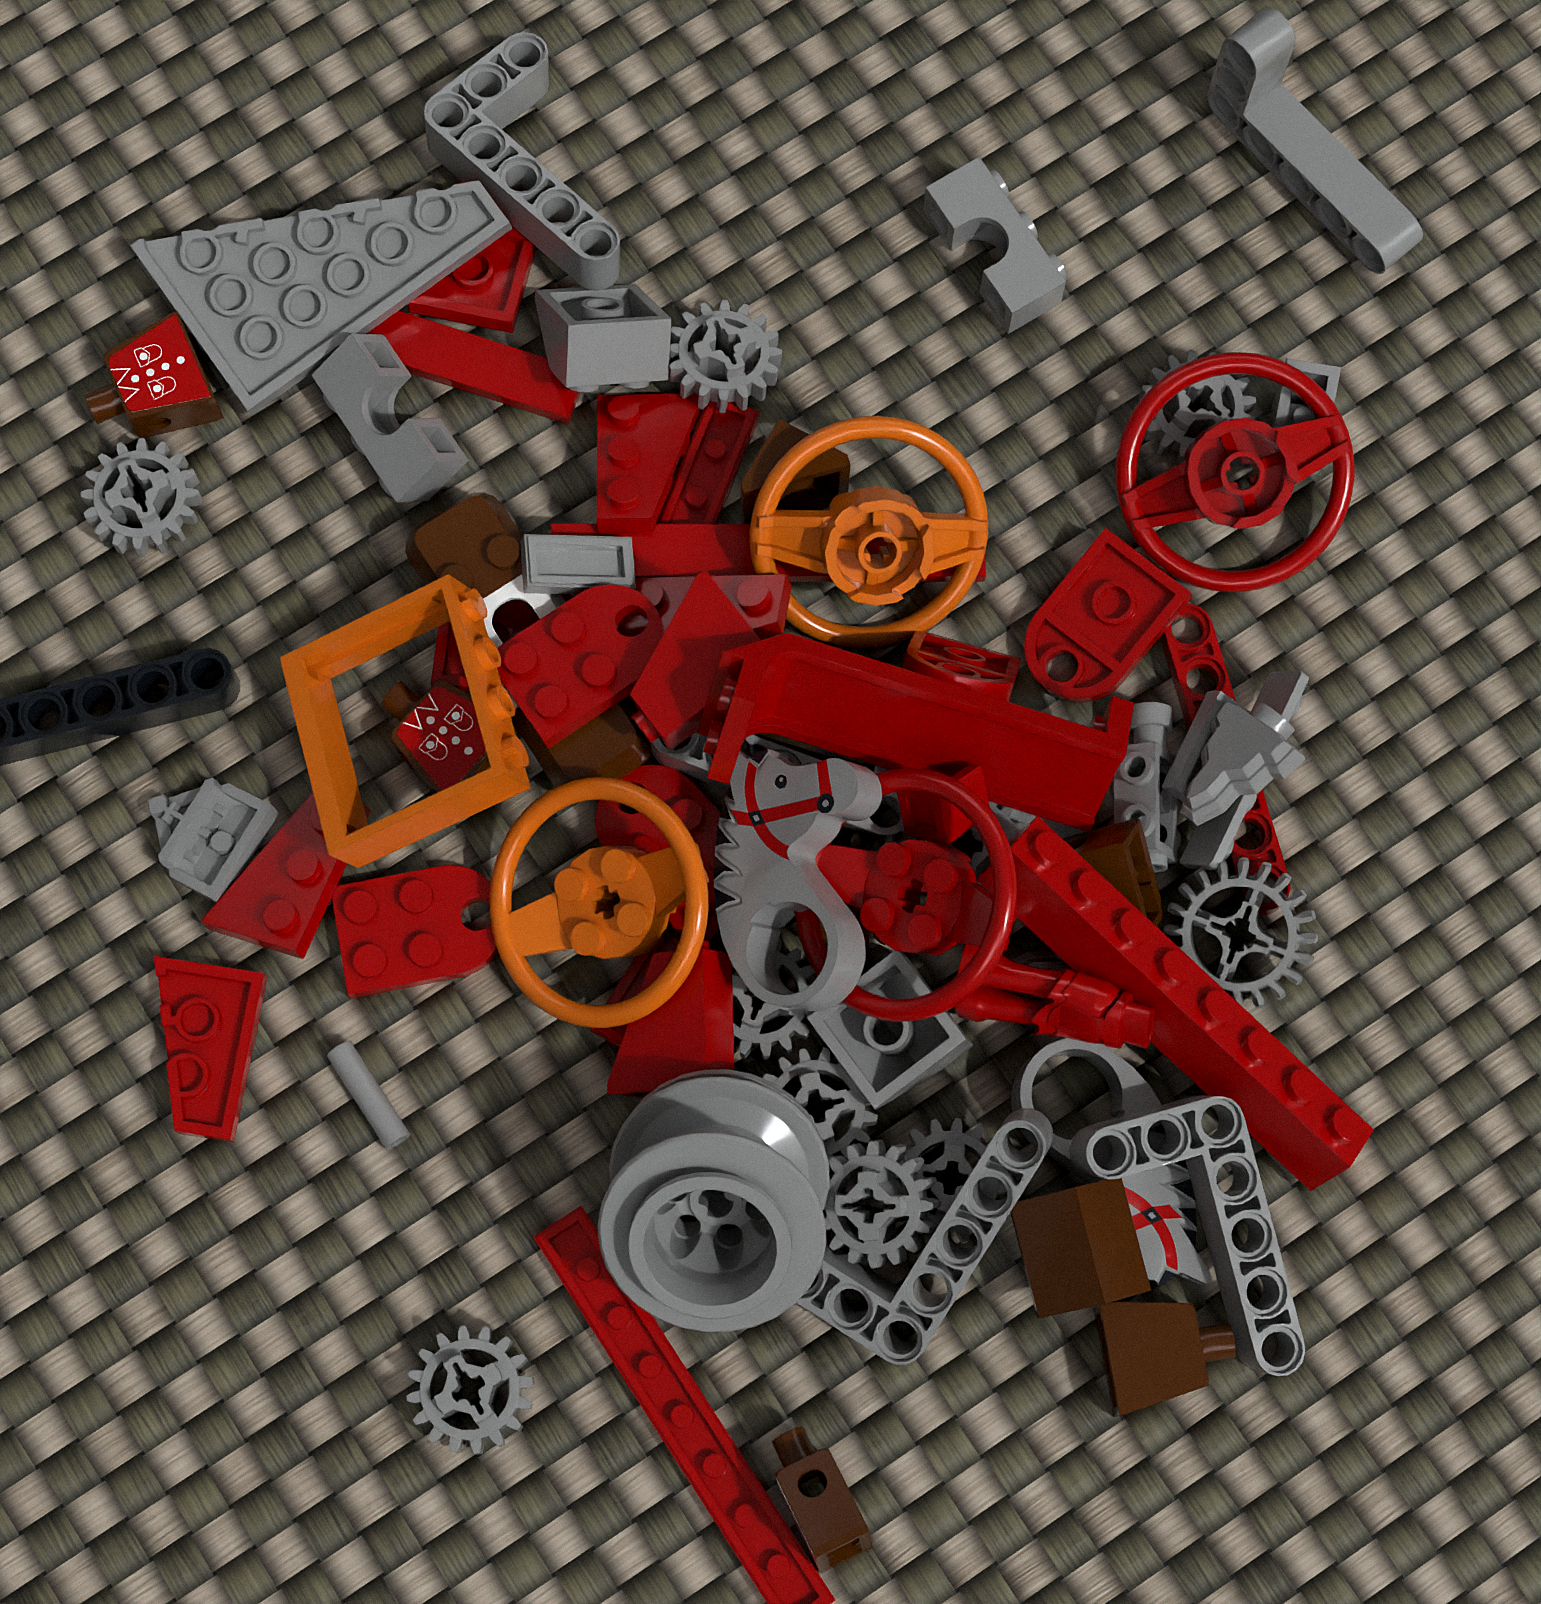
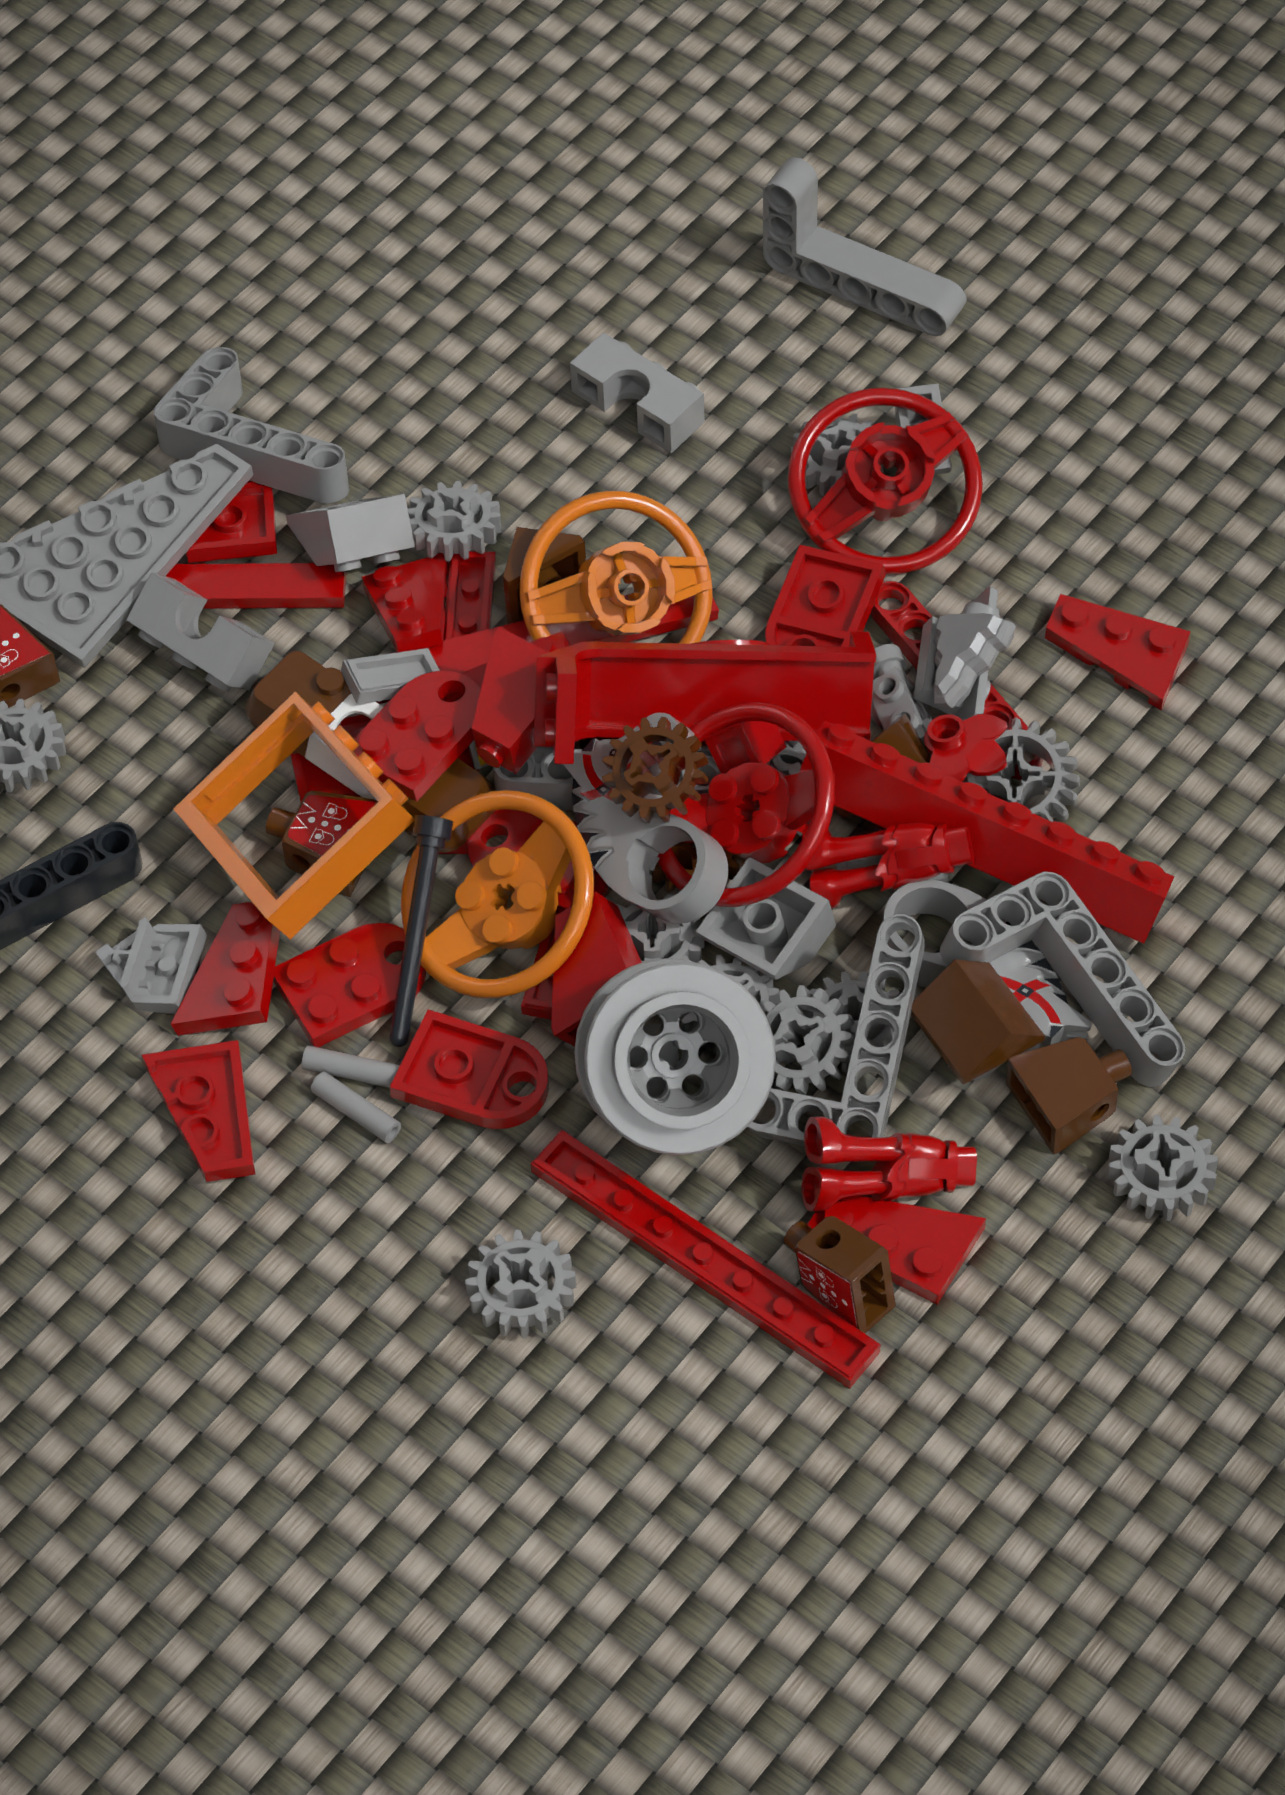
camera: 15 degrees left, 20 degrees down
(380, 1042) = (349, 1066): none -> light grey piece
(502, 1096) = (469, 1073): none -> red plate
(543, 813) = (431, 838): none -> black piece
(816, 863) = (639, 779): none -> reddish brown gear
(901, 1472) = (921, 1242): none -> red wing
(933, 1391) = (905, 1166): none -> red piece
(1197, 895) = (966, 745): none -> red plate
(1218, 1517) = (1181, 1158): none -> light grey gear
(1433, 775) = (1126, 645): none -> red wing

